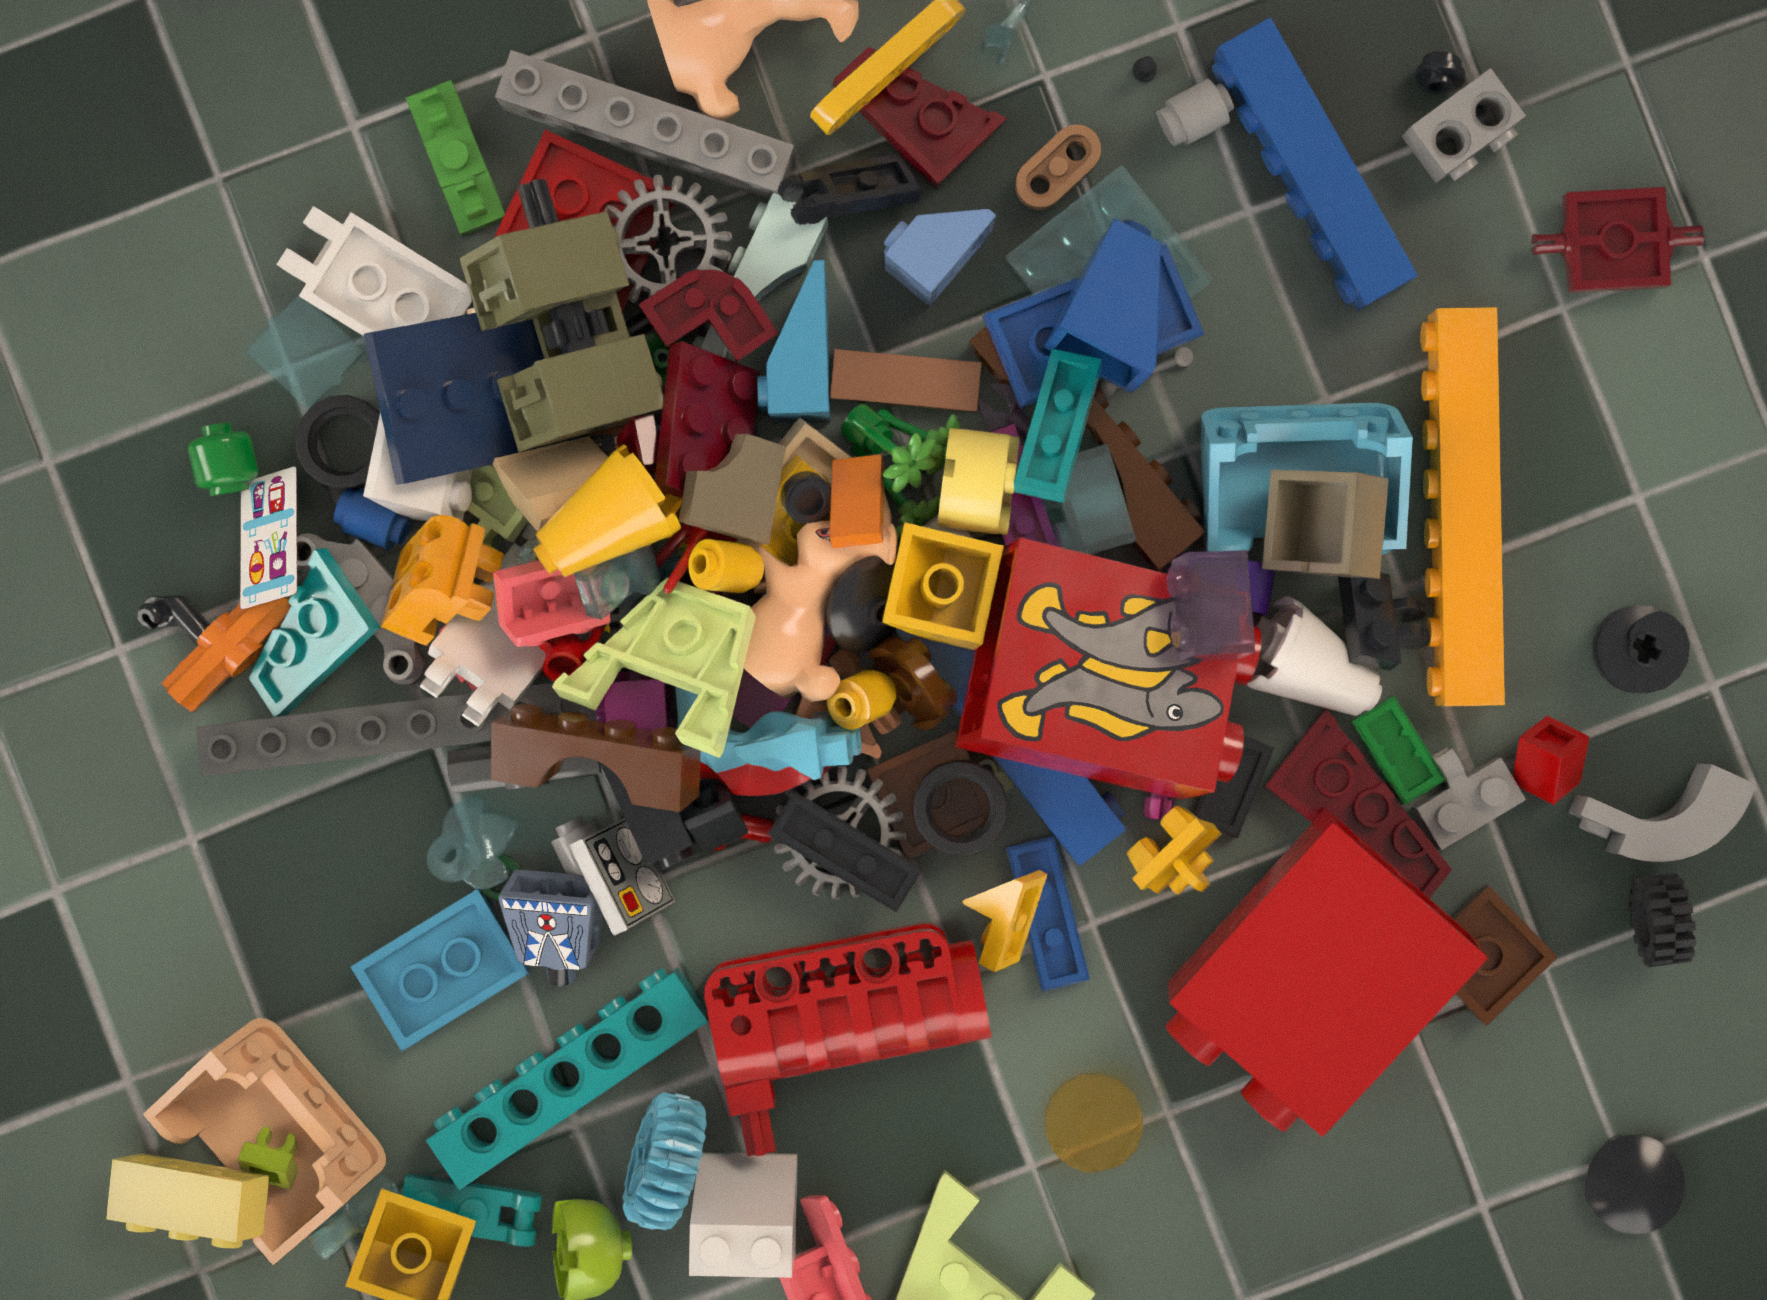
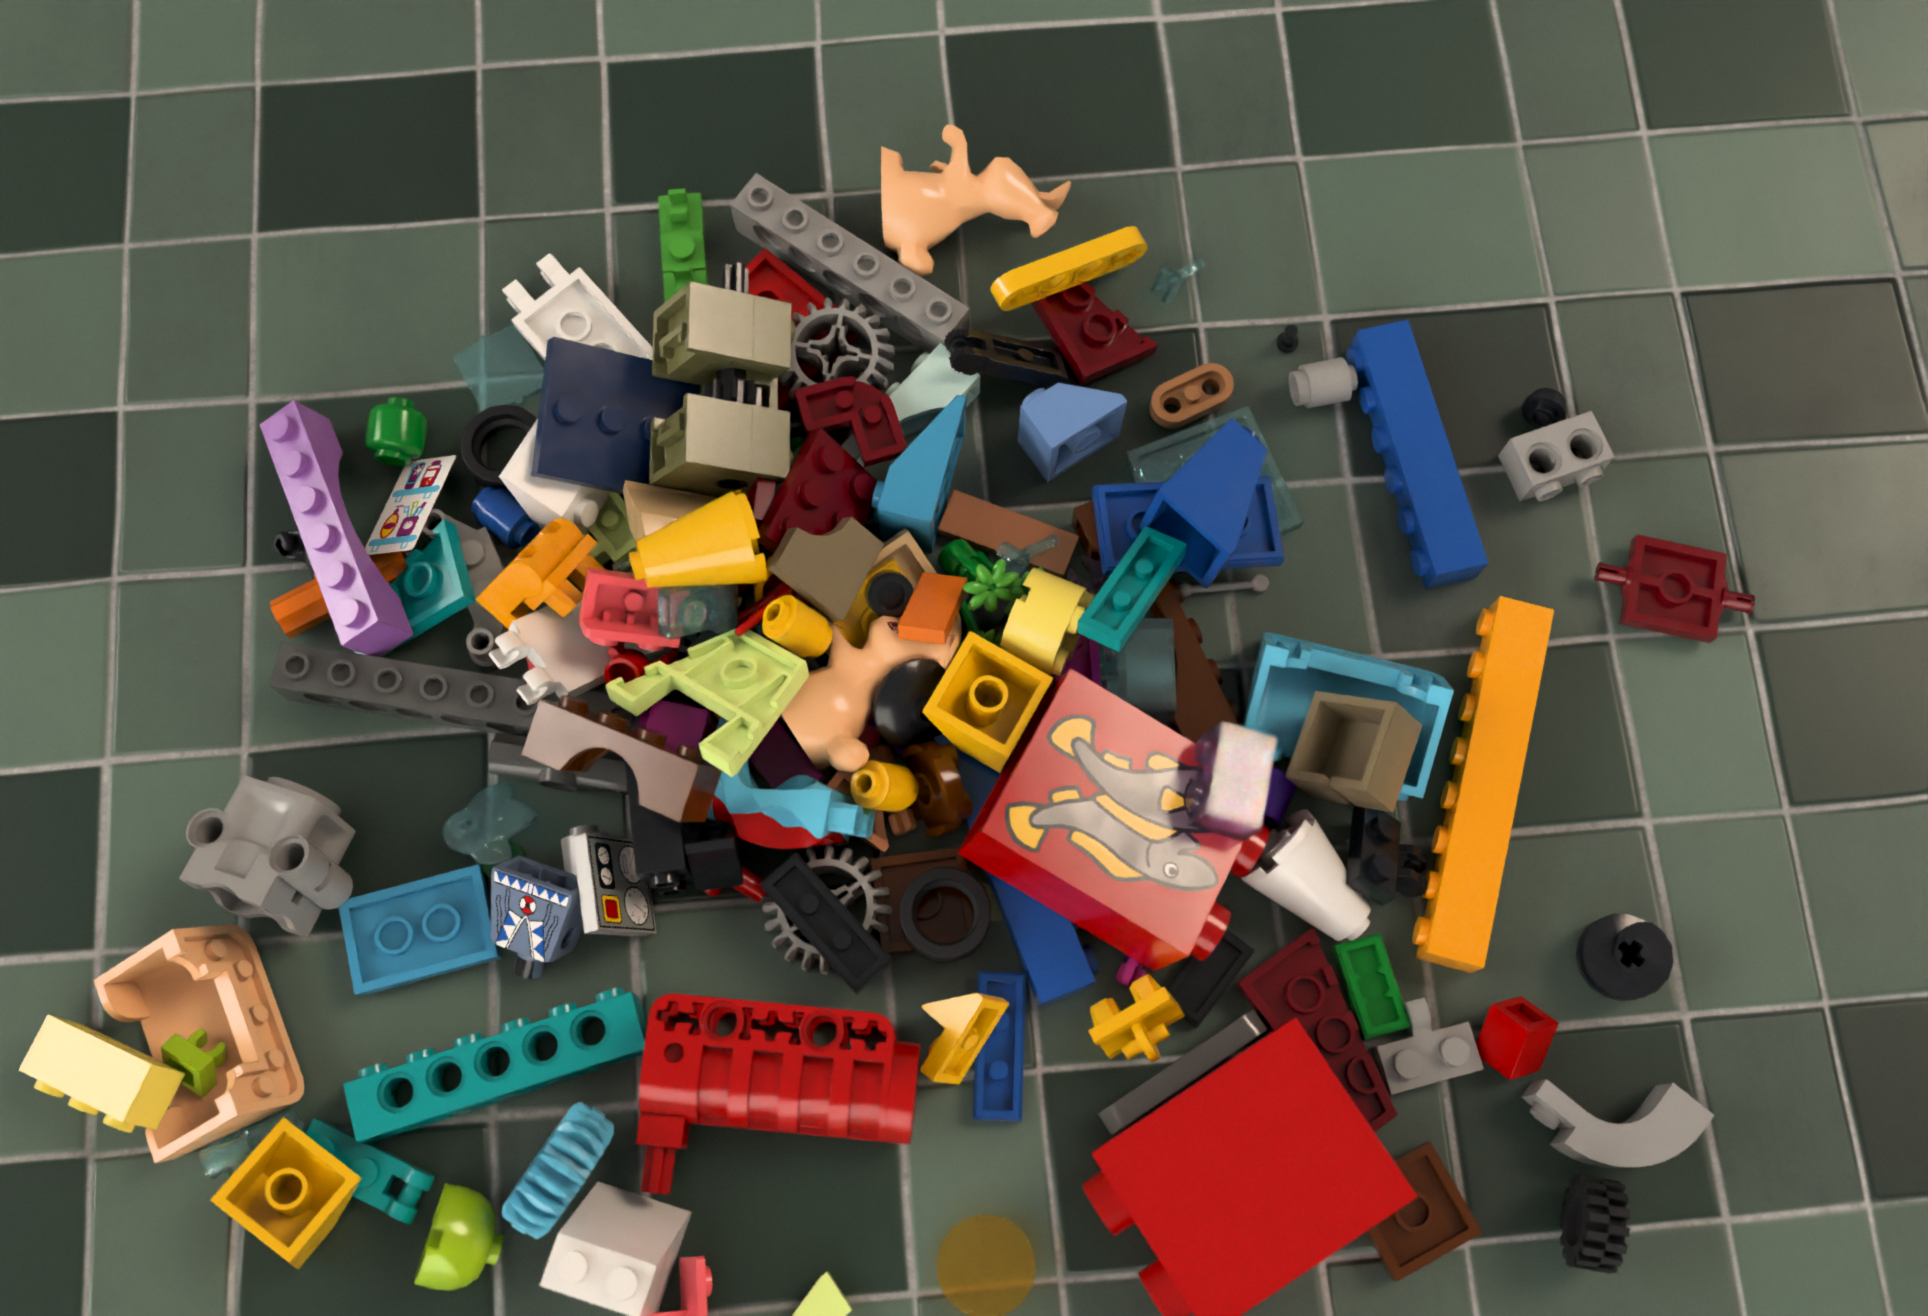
camera: 15 degrees right, 15 degrees down
(146, 527) = (356, 594): none -> medium lavender arch
(272, 943) = (272, 853): none -> light grey piece
(923, 412) = (1019, 559): none -> clear light blue hand
(1233, 887) = (1182, 1072): none -> dark grey beam

